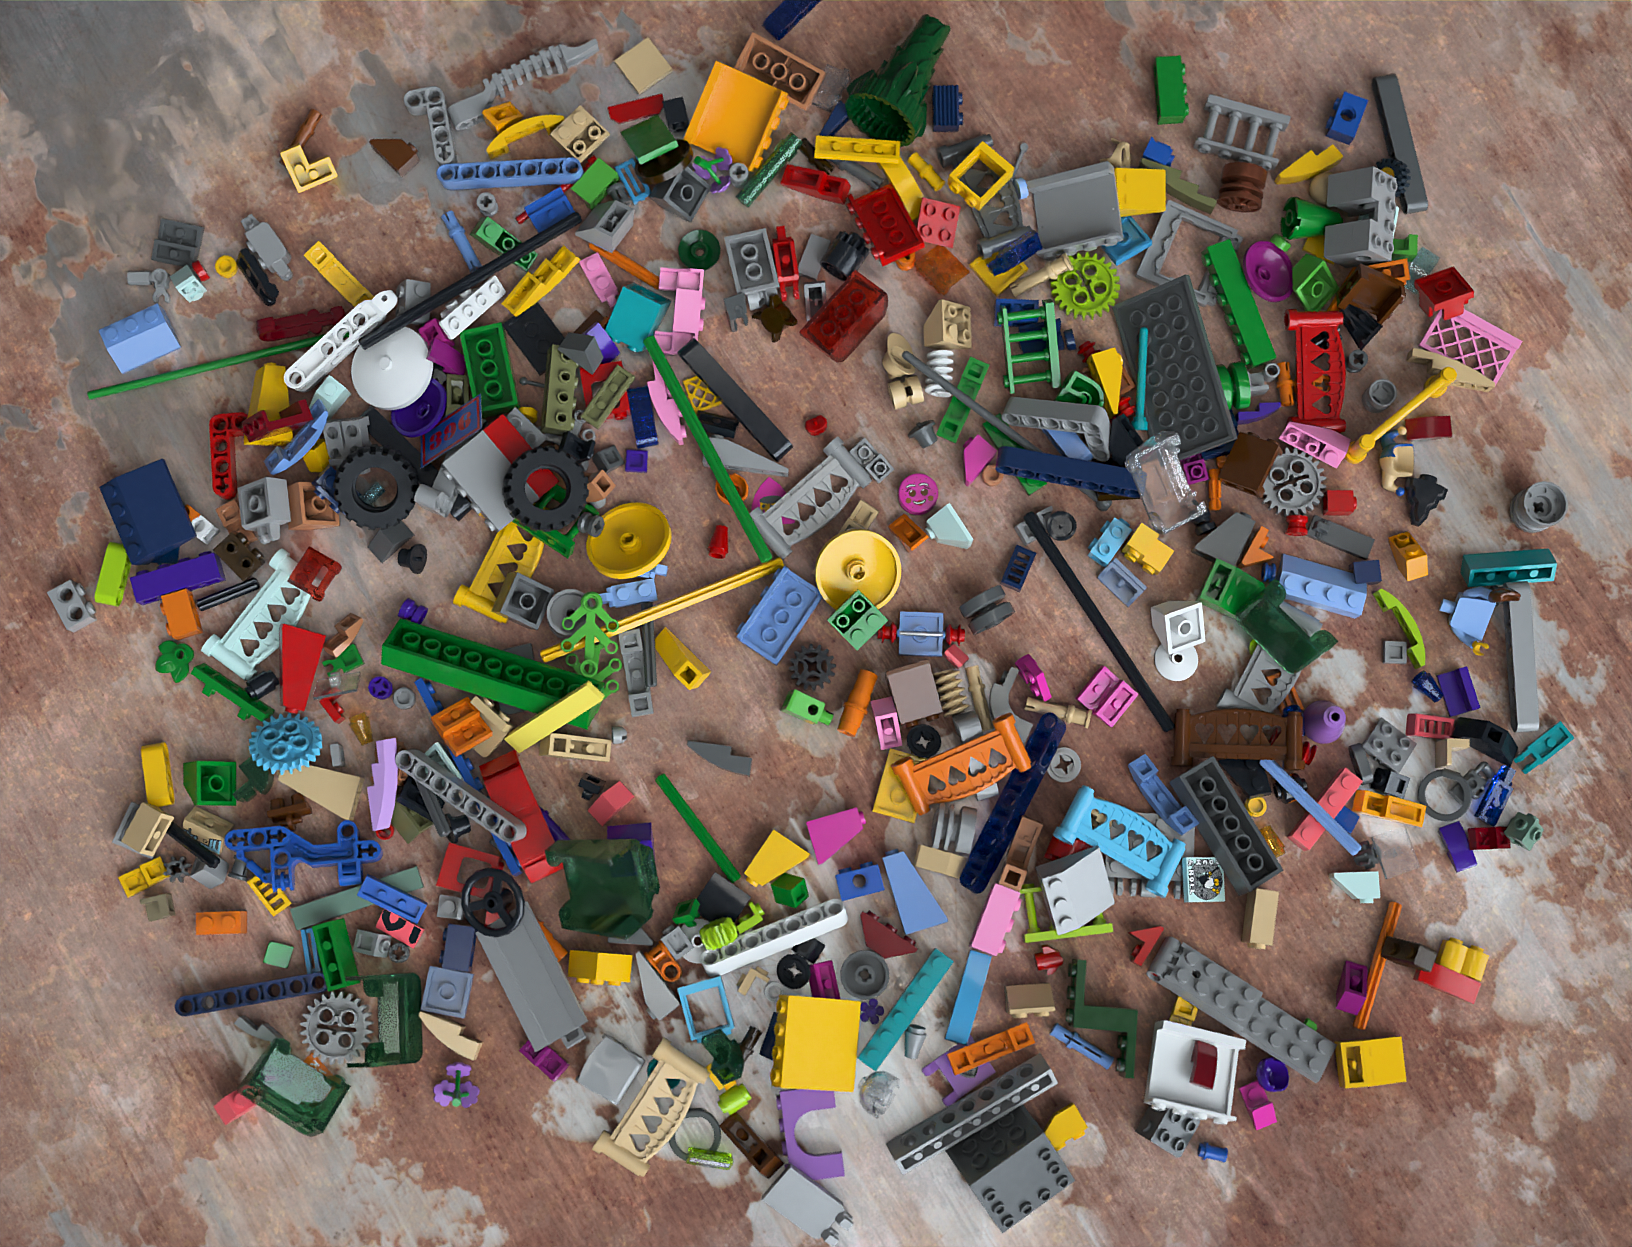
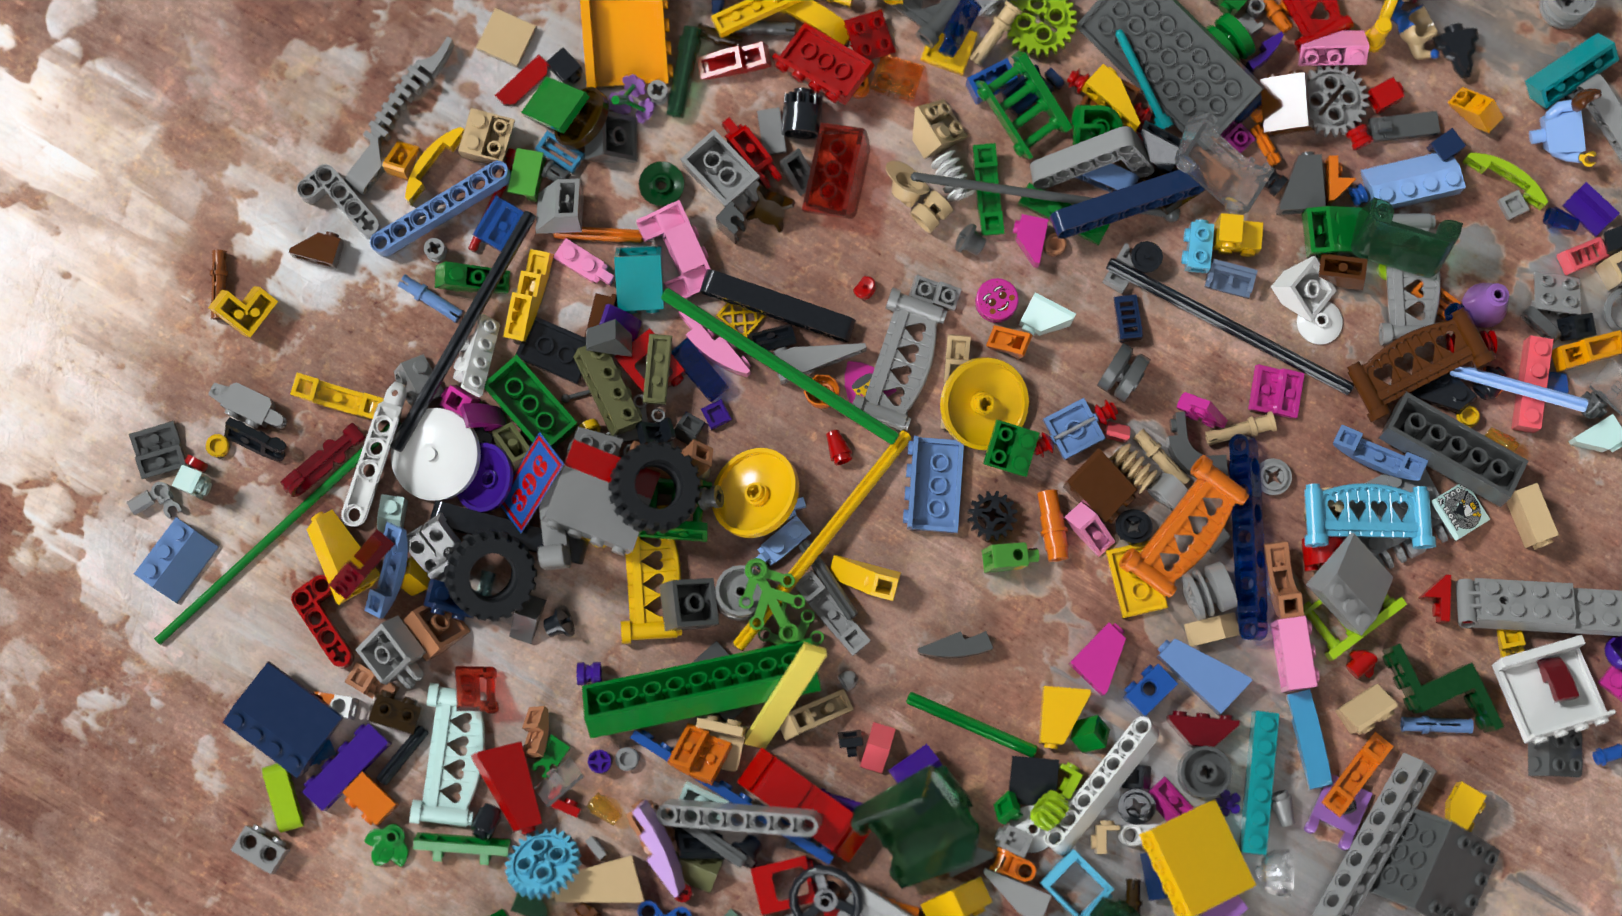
camera: 30 degrees left, 0 degrees up
(1219, 627) = (1343, 271): none -> reddish brown slope

